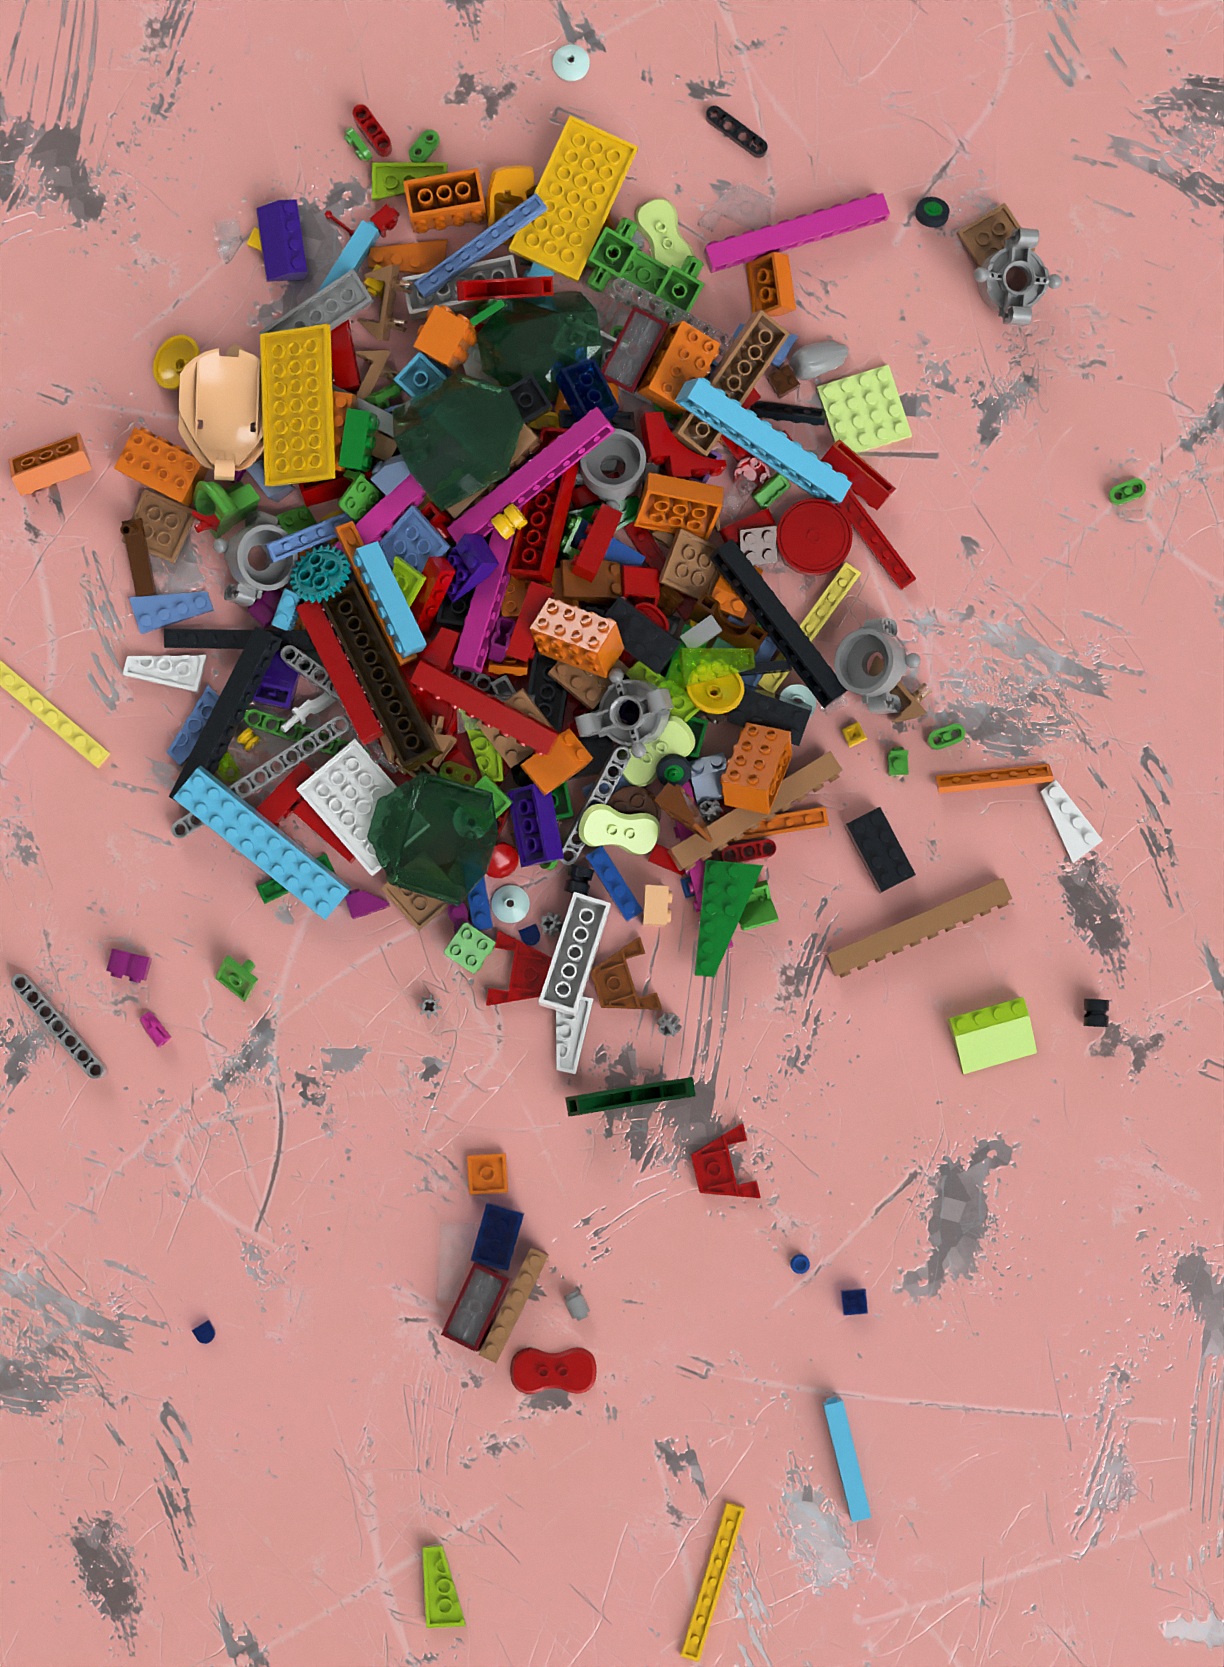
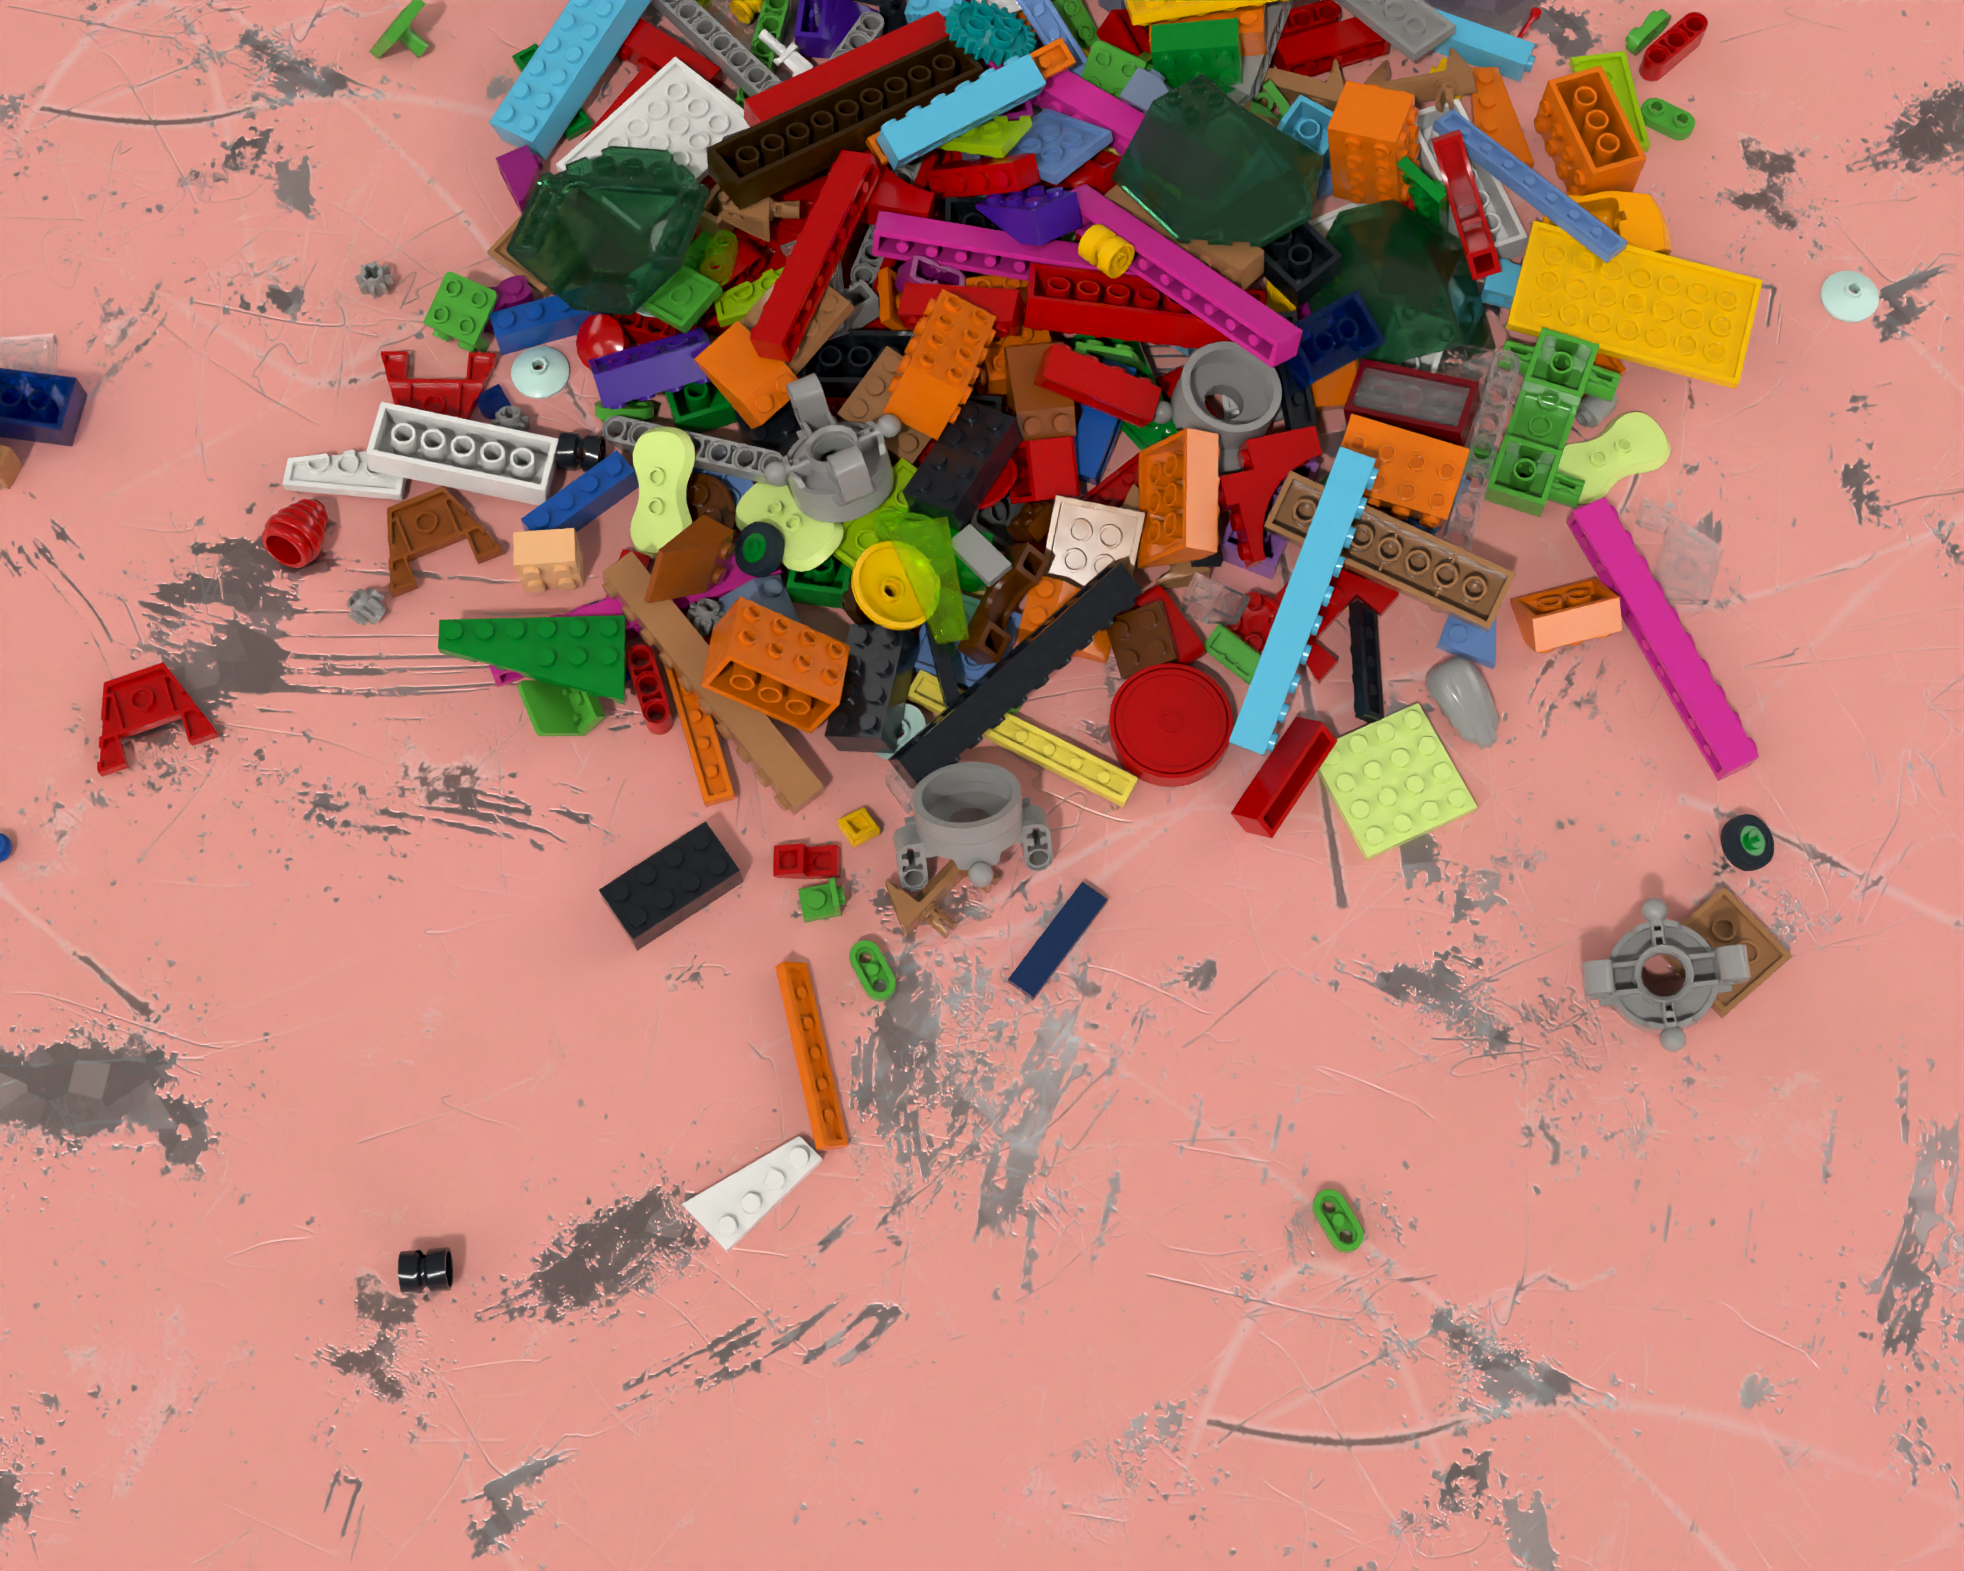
camera: 85 degrees right, 15 degrees down
(385, 219) = (1538, 73): red brick -> none
(487, 1174) = (127, 387): orange plate -> none
(613, 1065) = (296, 533): none -> red piece
(630, 1096) = (251, 568): dark green arch -> none
(738, 129) = (1803, 536): black beam -> none
(783, 381) = (1416, 653): reddish brown piece -> none
(871, 768) = (805, 862): none -> red slope
(876, 541) = (1183, 820): red plate -> none
(918, 927) = (552, 966): medium nougat brick -> none
(939, 625) = (1057, 940): none -> dark blue tile
(992, 1035) = (380, 1104): slope -> none

